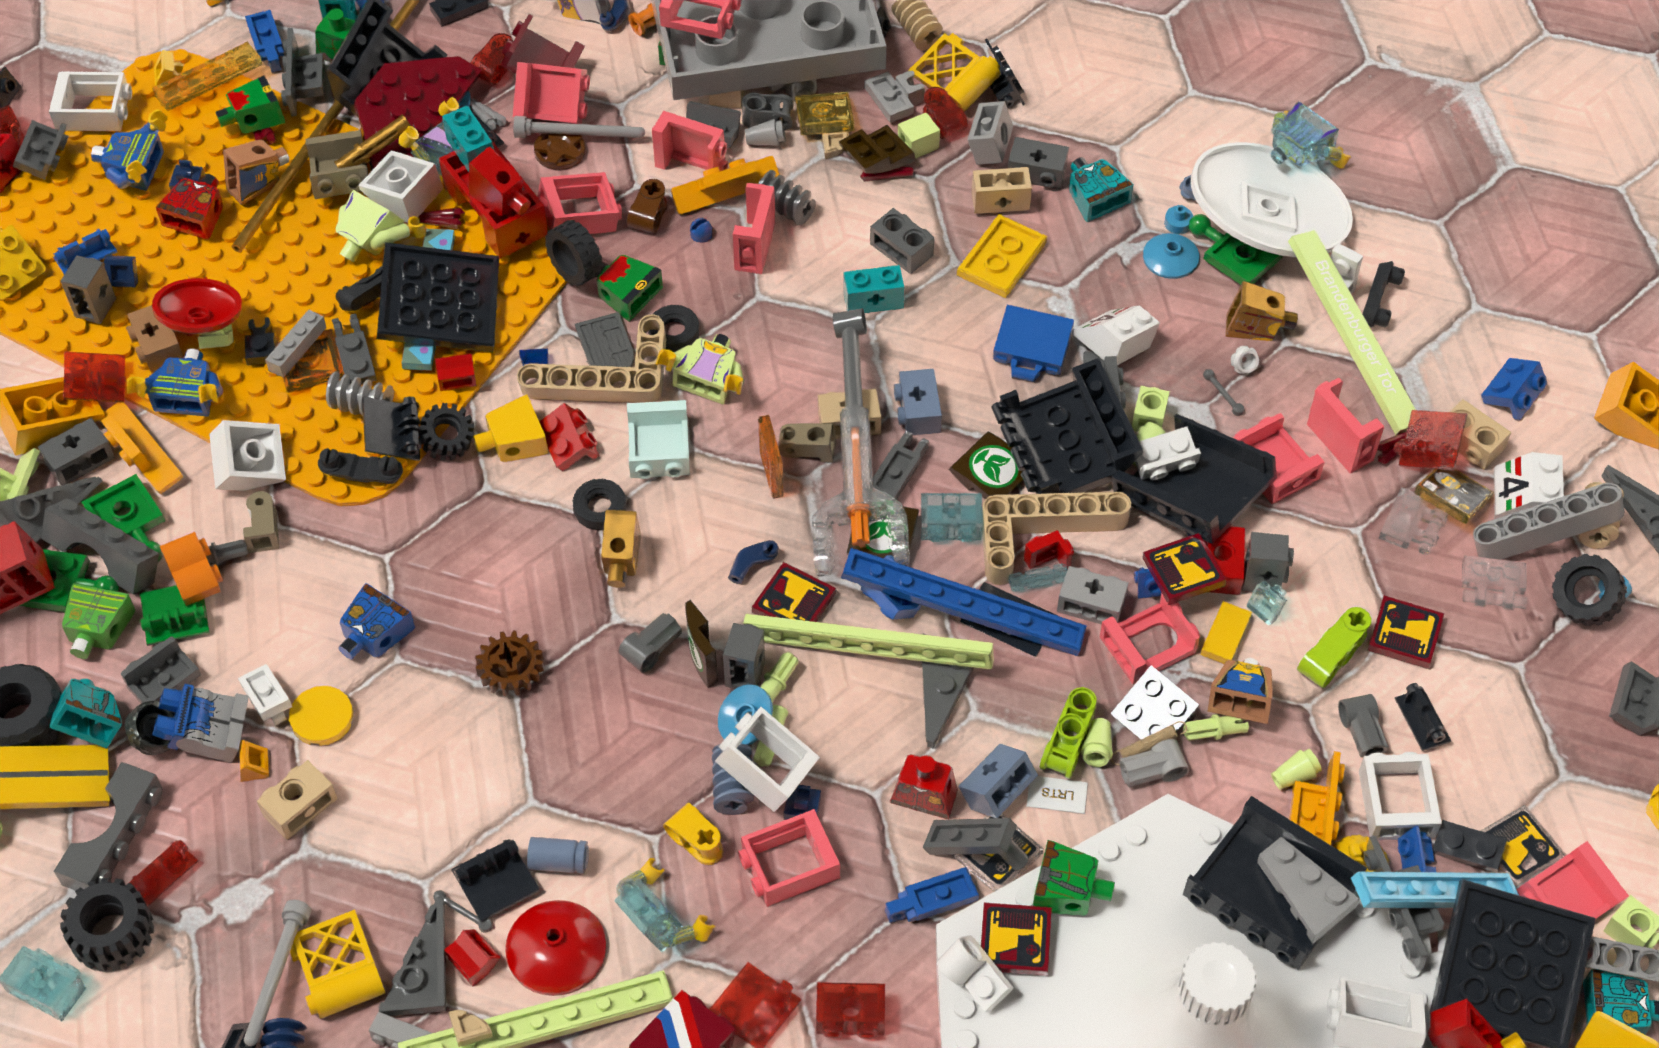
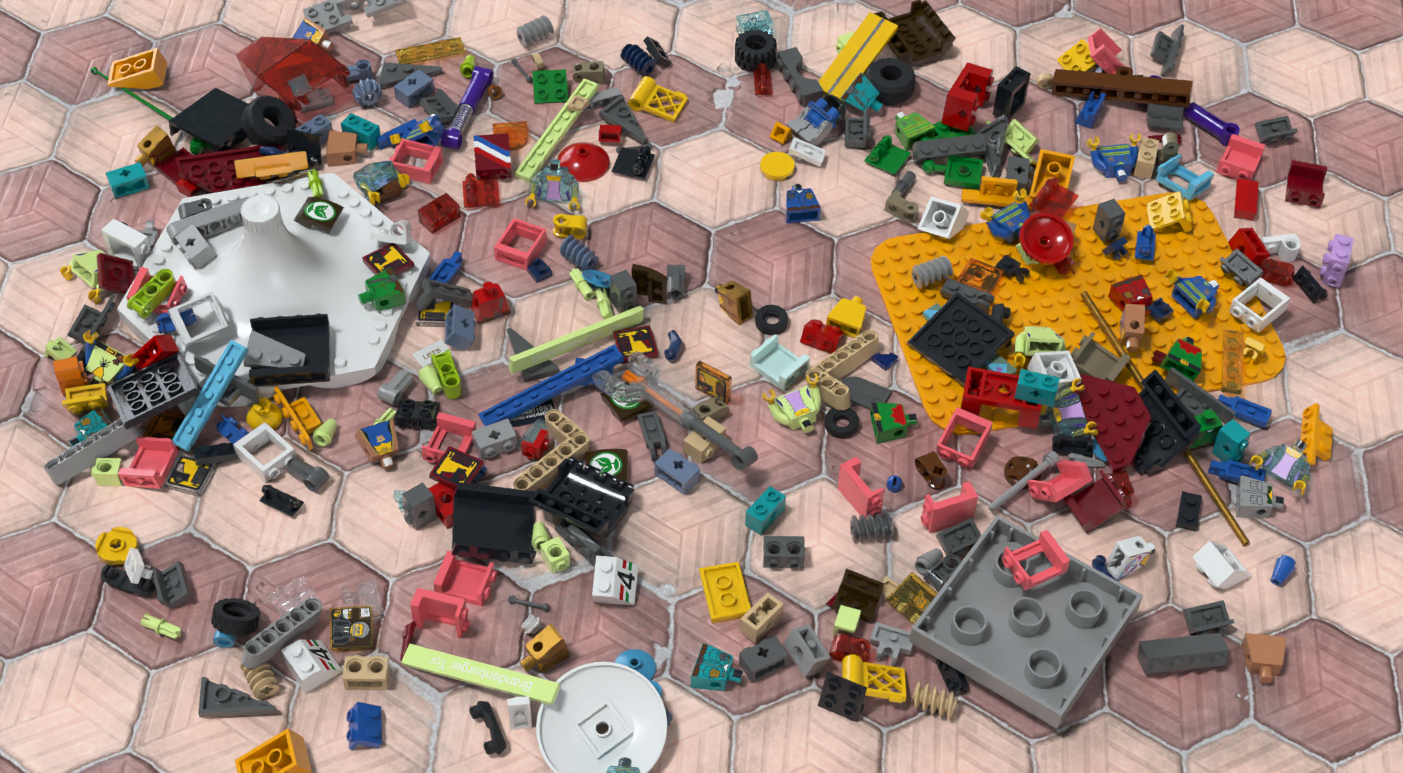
camera: 135 degrees right, 5 degrees down
(191, 568) = (898, 163): orange brick -> none
(291, 816) = (743, 131): tan brick -> none
(294, 915) = (693, 101): light grey piece -> none
(295, 343) = (990, 271): light grey piece -> none
(360, 468) = (891, 250): black piece -> none
(374, 144) = (1092, 369): pearl gold pin -> none
(392, 427) = (895, 267): black hinge -> none
(446, 416) = (876, 284): black tyre -> none
(455, 372) = (908, 318): red piece -> none
(495, 670) = (723, 231): reddish brown gear -> none
(496, 184) = (988, 372): red torso -> none
(557, 855) = (617, 183): sand blue piece -> none
(573, 252) = (935, 396): black tyre -> none
(721, 185) = (909, 512): light orange bracket -> none
(778, 740) = (547, 247): white window -> none
(951, 516) = (602, 426): clear light blue brick -> none
(1032, 341) = (654, 548): blue piece -> none
(1148, 742) = (406, 393): tan piece -> none
(1167, 453) = (520, 526): white bracket -> none
(1226, 633) = (413, 471): yellow tile -> none
(1336, 647) = (351, 502): lime piece -> none
(1406, 632) = (322, 539): tile -> none
(1432, 440) = (384, 639): clear red hinge -> none

